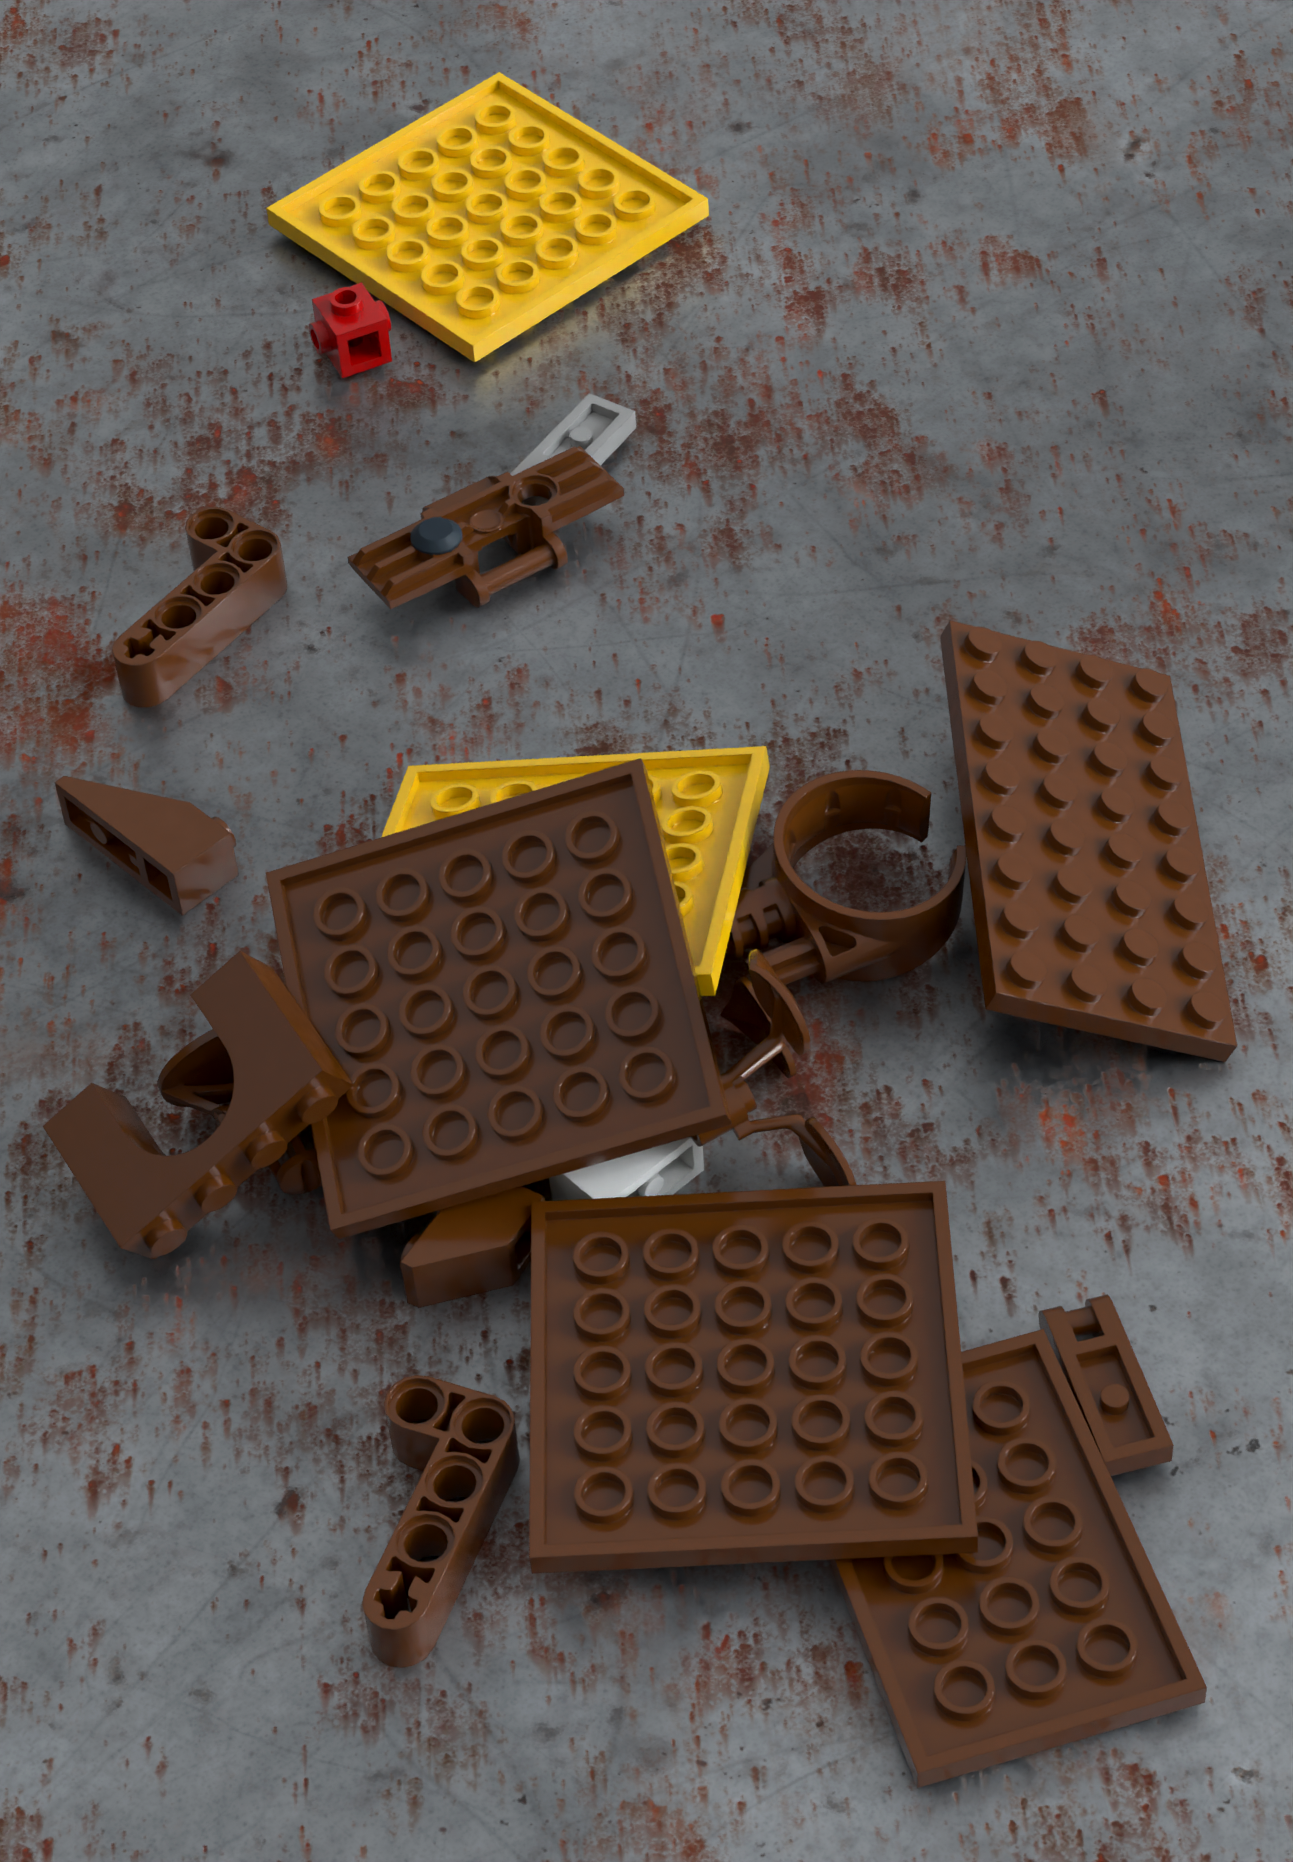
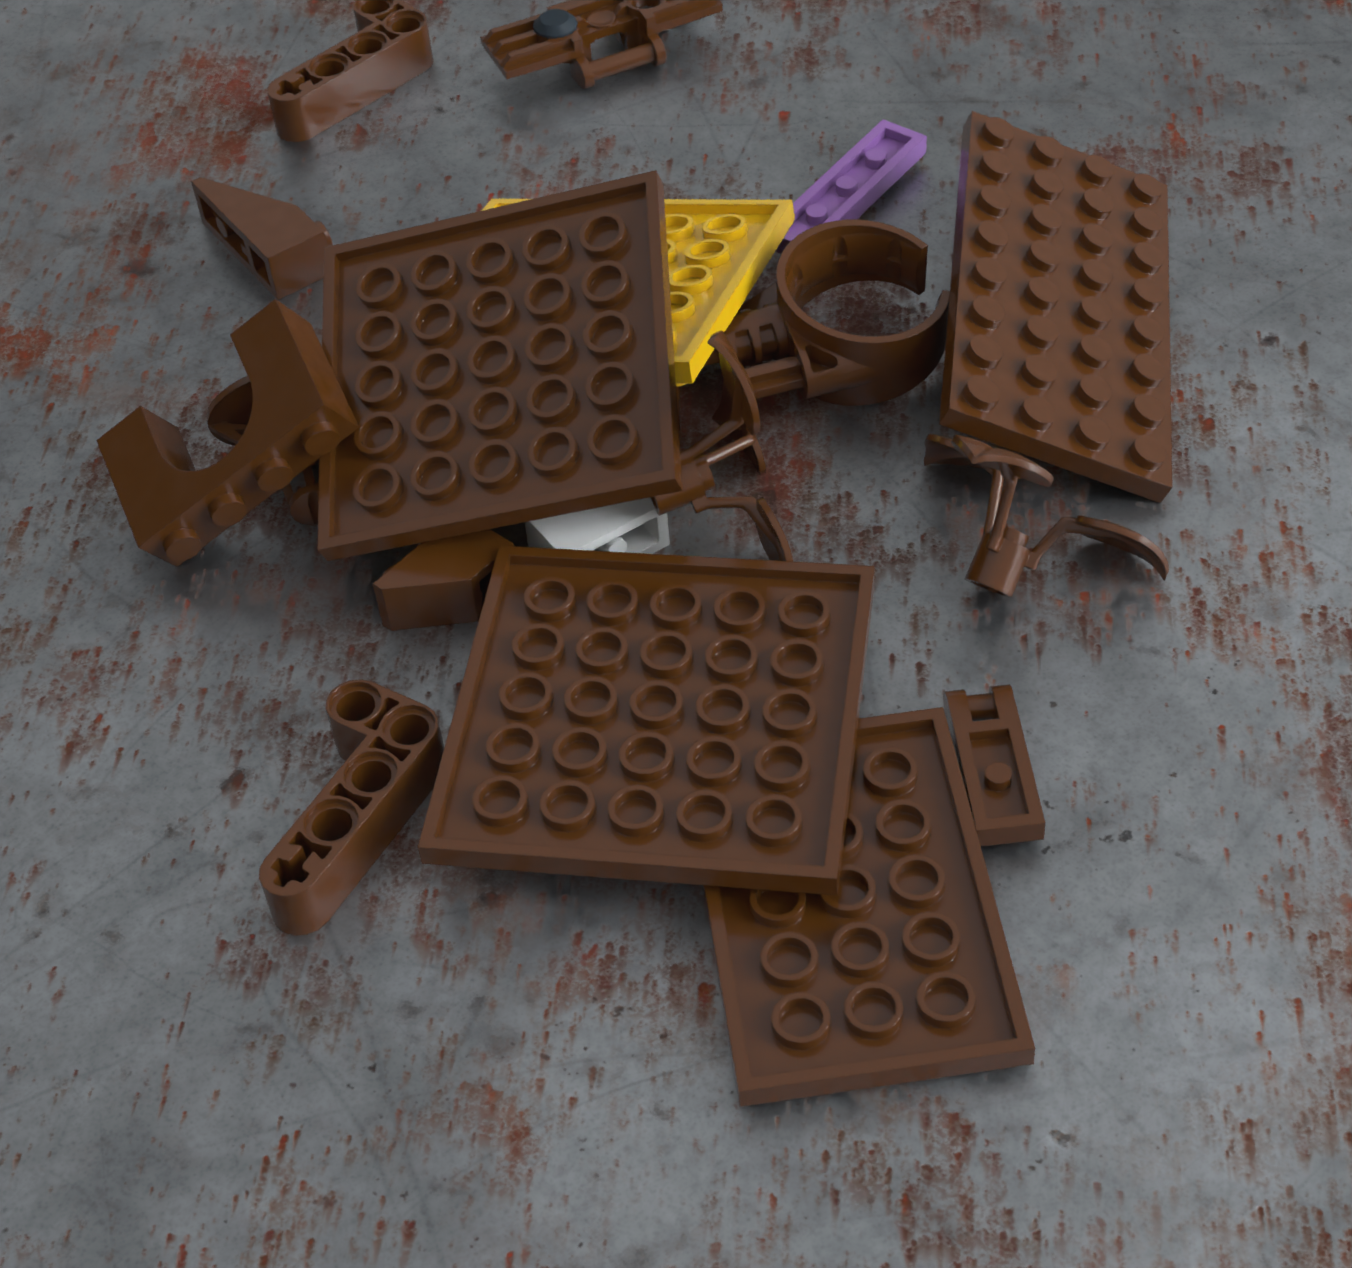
camera: 10 degrees right, 0 degrees up
(820, 708) = (857, 178): none -> medium lavender plate
(1071, 1142) = (1003, 549): none -> reddish brown plant

